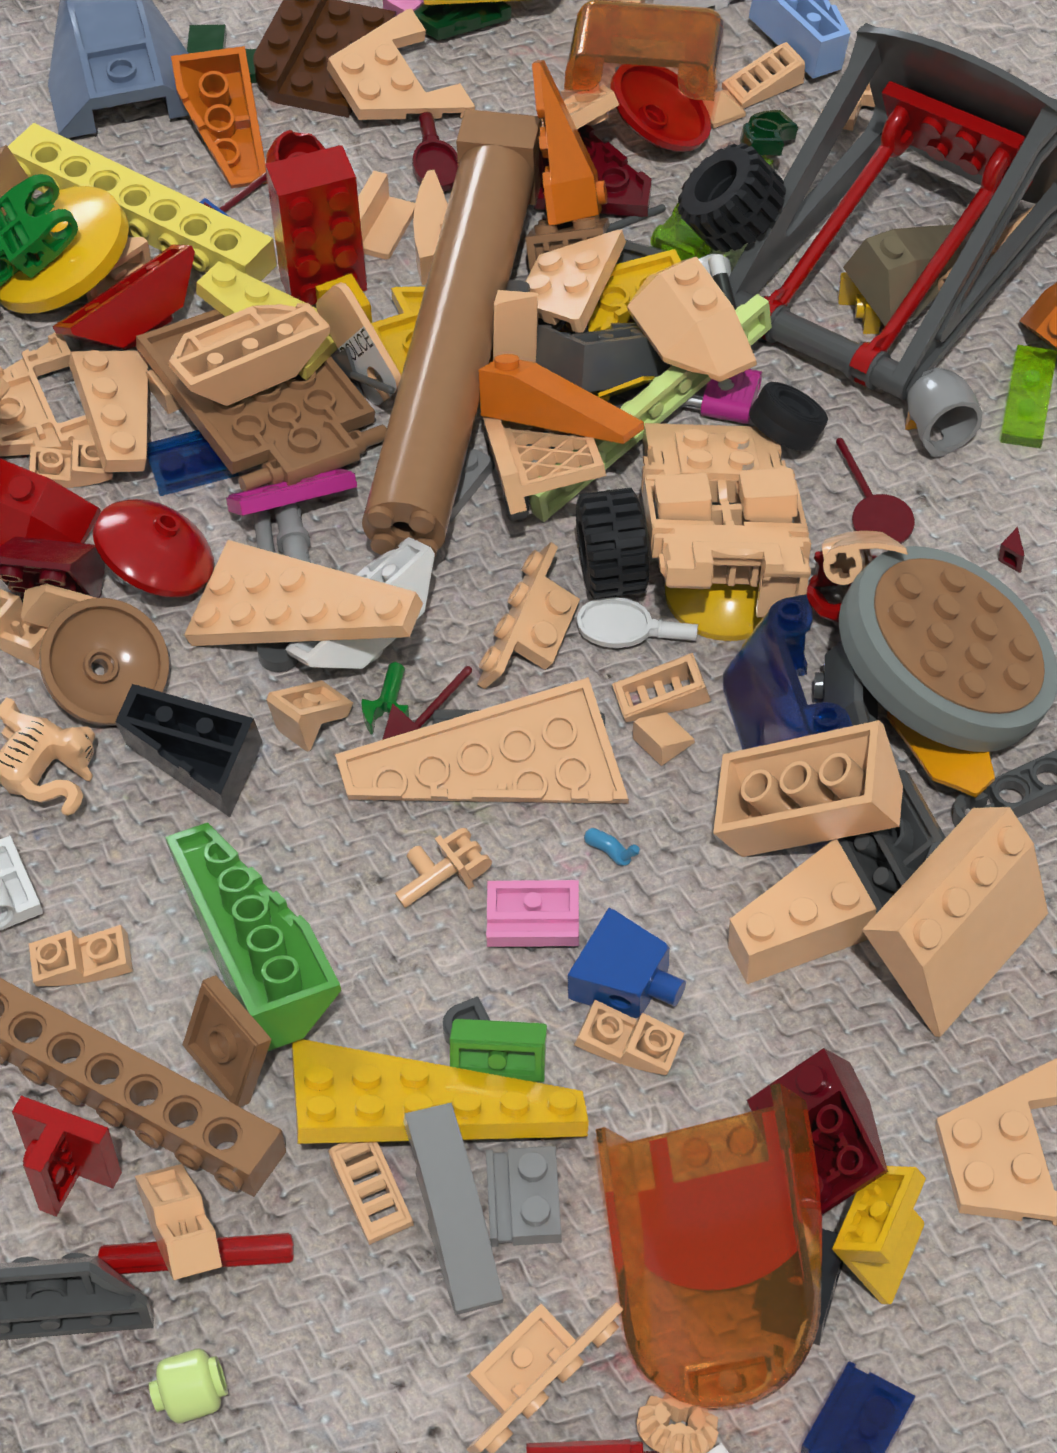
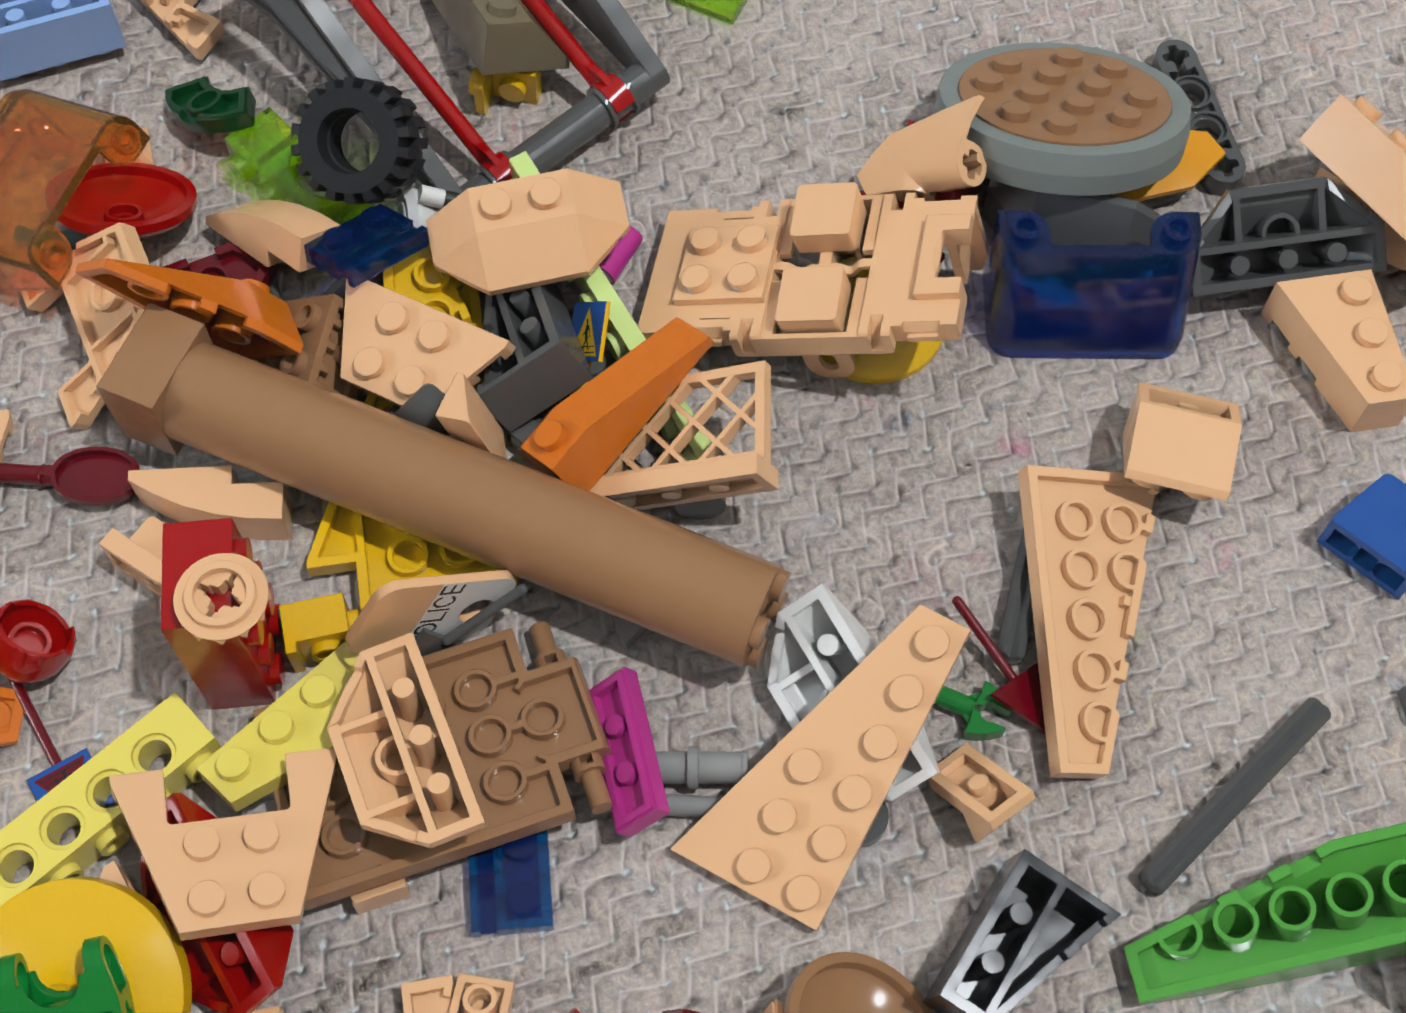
camera: 80 degrees left, 10 degrees up
(115, 405) = (396, 956): light nougat wing -> none
(143, 285) = (236, 868): none -> light nougat wing
(153, 548) = (681, 942): red dish -> none
(280, 171) = (216, 575): none -> light nougat gear
(354, 889) = (1234, 796): none -> dark grey axle
(453, 862) = (1234, 698): light nougat arm -> none
(532, 913) = (1301, 606): bright pink plate -> none
(535, 620) = (885, 524): light nougat bracket -> none
(611, 846) = (1211, 511): dark azure piece -> none
(612, 543) = (830, 399): black tyre -> none
(625, 623) = (910, 427): white piece -> none
(651, 233) = (366, 245): none -> clear blue plate
(652, 791) = (1181, 442): none -> light nougat slope
(655, 196) = (272, 230): none -> light nougat slope
(661, 737) = (1075, 427): light nougat slope -> none
(671, 672) = (1010, 374): light nougat slope -> none
(787, 70) = (97, 63): light nougat slope -> none
(788, 416) = (668, 191): black tyre -> none
(808, 790) = (1239, 282): light nougat slope -> none
(878, 511) = (809, 151): dark red piece -> none
(945, 403) = (696, 48): light grey piece -> none
(1012, 551) = (894, 47): dark red piece -> none

